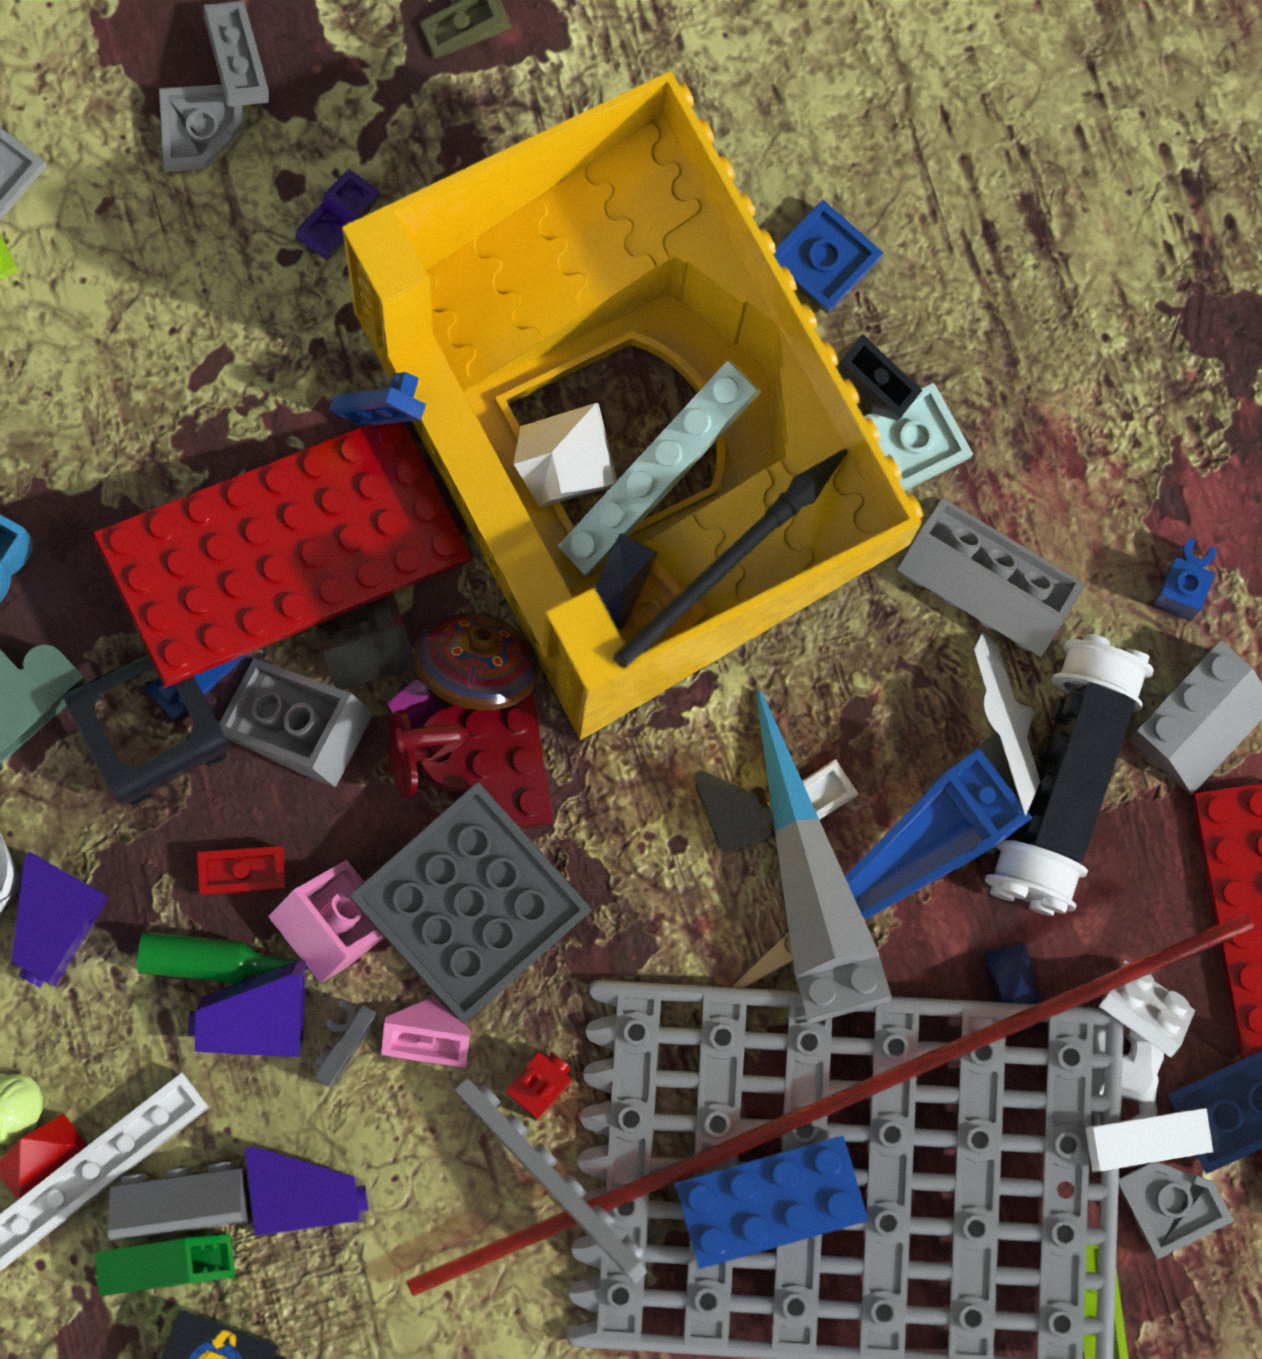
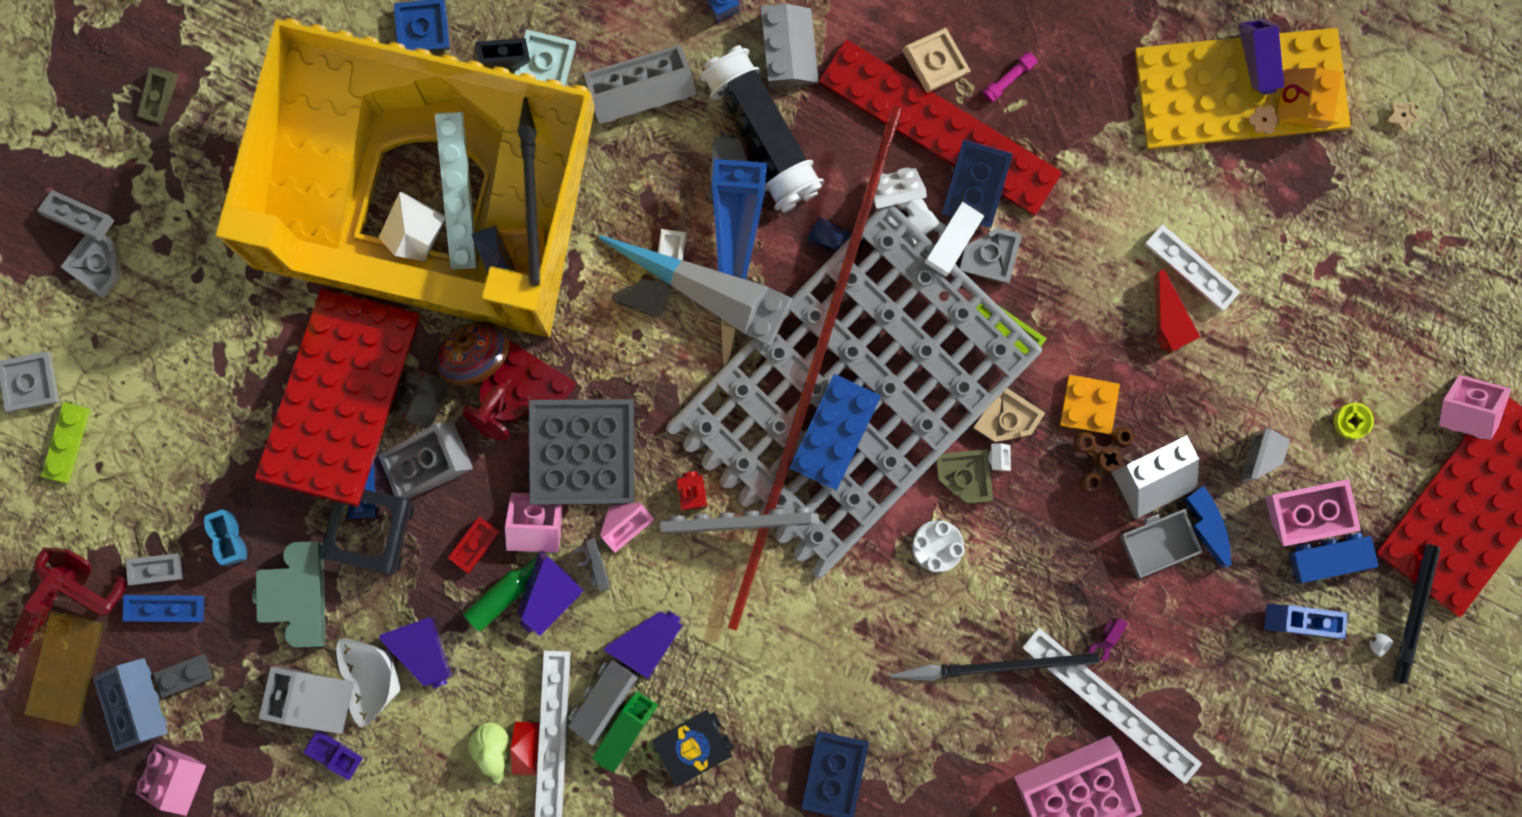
camera: 45 degrees left, 5 degrees up
(341, 204) = (198, 235): dark purple slope -> none
(381, 406) = (312, 293): blue hinge -> none
(417, 702) = (466, 396): magenta slope -> none
(1008, 719) = (712, 134): white sticker -> none

